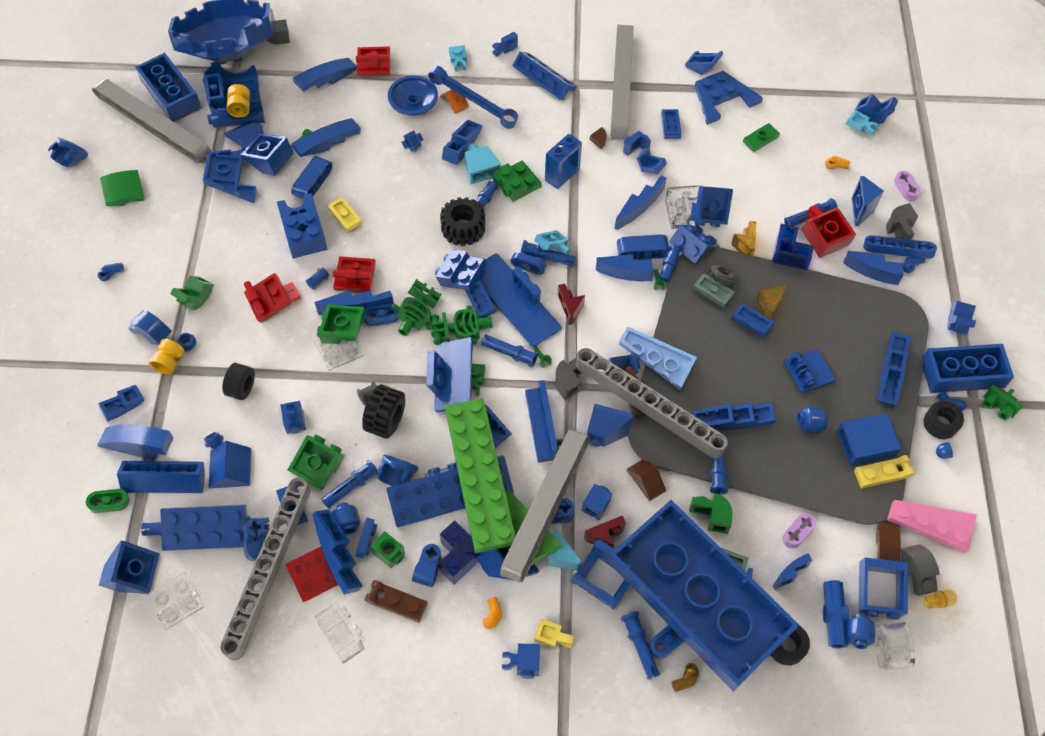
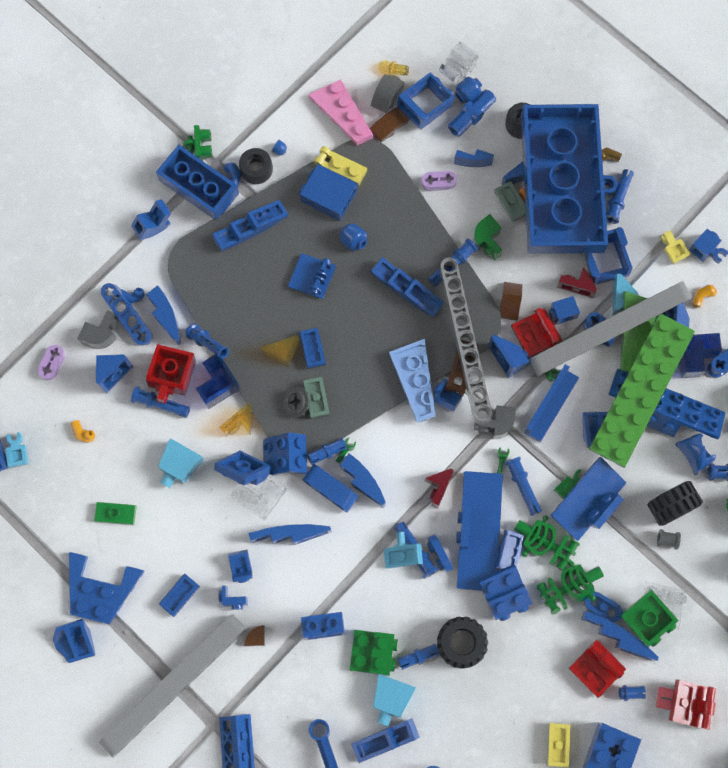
camera: 135 degrees left, 15 degrees up
(601, 466) = (536, 333): none -> red plate
(757, 189) = (178, 463): none -> medium azure torso
(832, 266) = (218, 349): none -> blue pin

